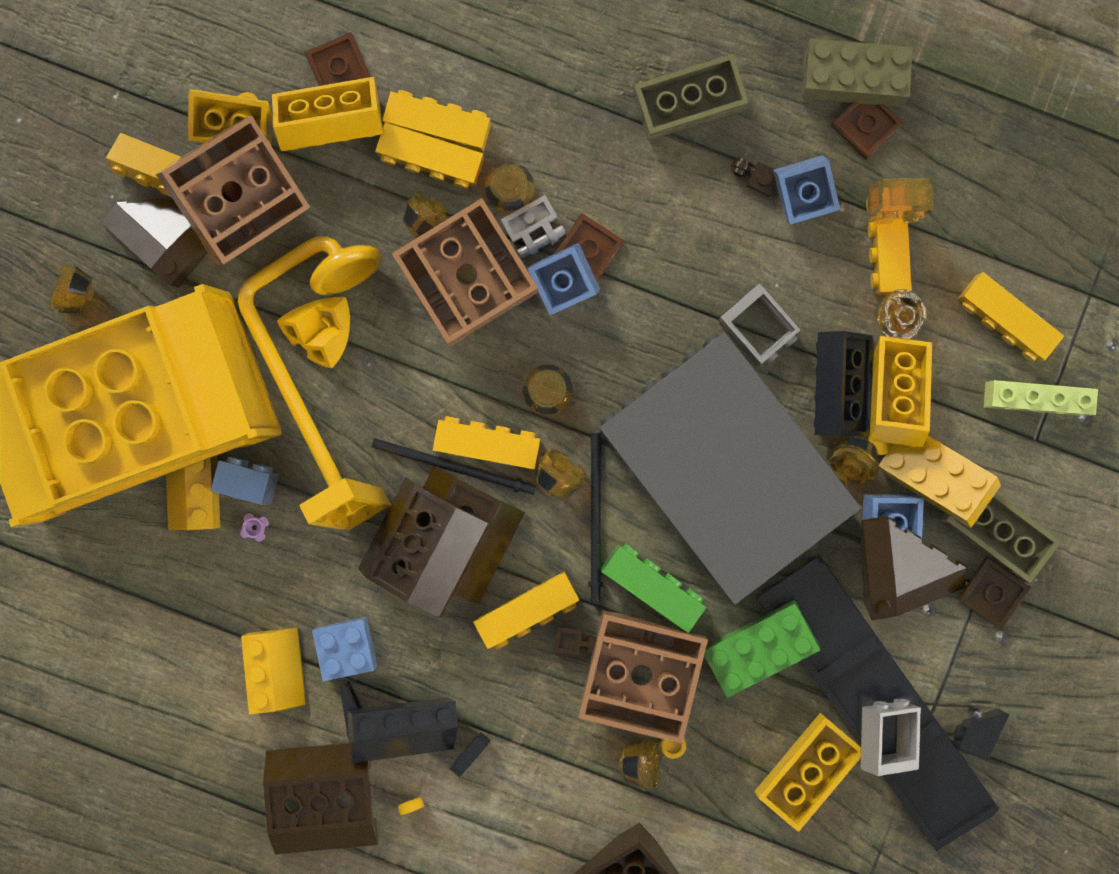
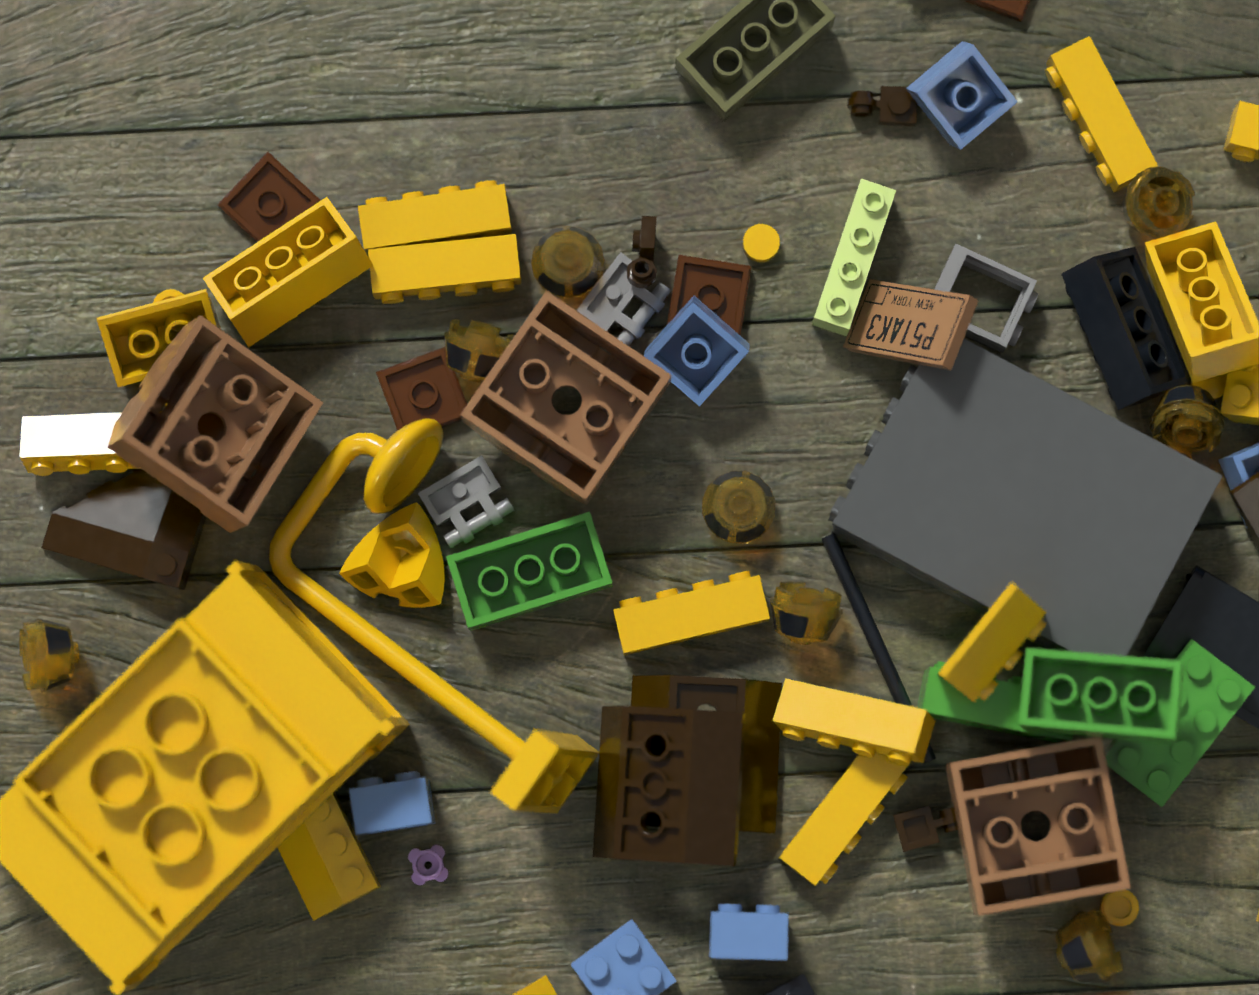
camera: 25 degrees left, 5 degrees down
(377, 302) = (459, 492): none -> light grey plate
(381, 227) = (423, 390): none -> reddish brown tile
(396, 372) = (529, 571): none -> bright green brick
(431, 660) = (748, 934): none -> medium blue brick
(516, 484) = (660, 664): black bar -> none
(558, 558) = (853, 721): none -> yellow brick
(562, 195) = (644, 244): none -> dark brown plate
(637, 228) = (761, 242): none -> yellow tile
(664, 551) = (994, 644): none -> yellow slope
(691, 263) = (853, 257): none -> yellowish green brick
(707, 322) = (910, 324): none -> medium nougat tile
(719, 615) = (1101, 695): none -> bright green brick
(900, 199) = (1089, 55): clear yellow brick -> none

